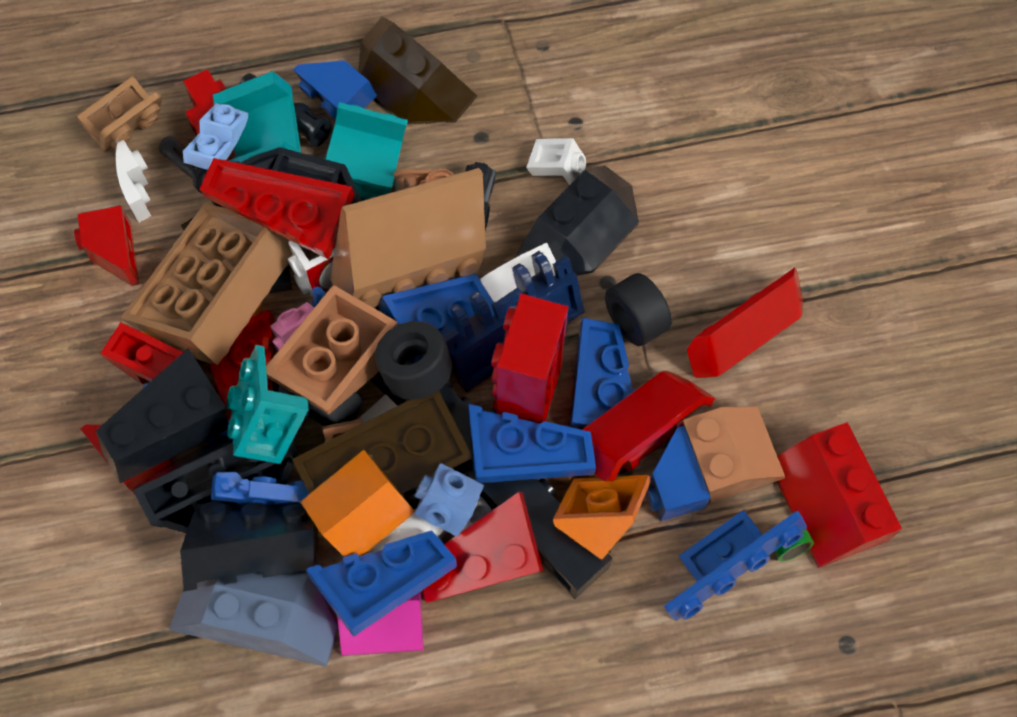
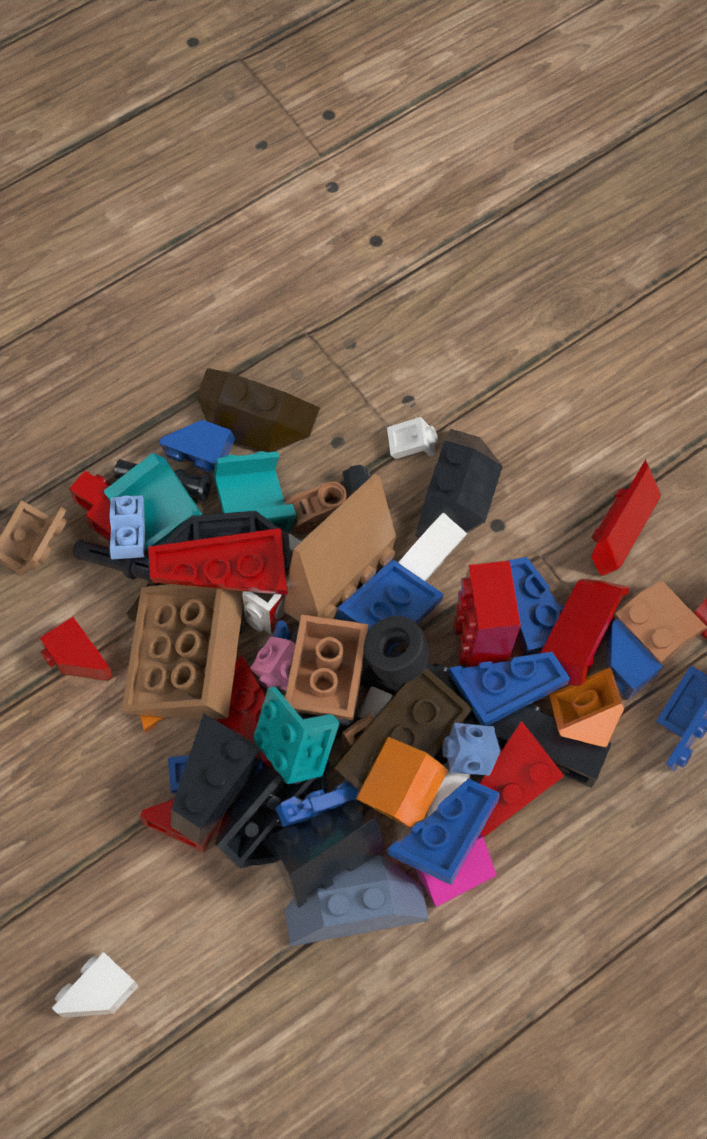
camera: 25 degrees left, 0 degrees up
(132, 180) = (62, 585): white slope -> none
(138, 353) = (160, 735): red slope -> none
(476, 338) = (436, 599): dark blue hinge -> none
(638, 309) = (538, 538): black tyre -> none

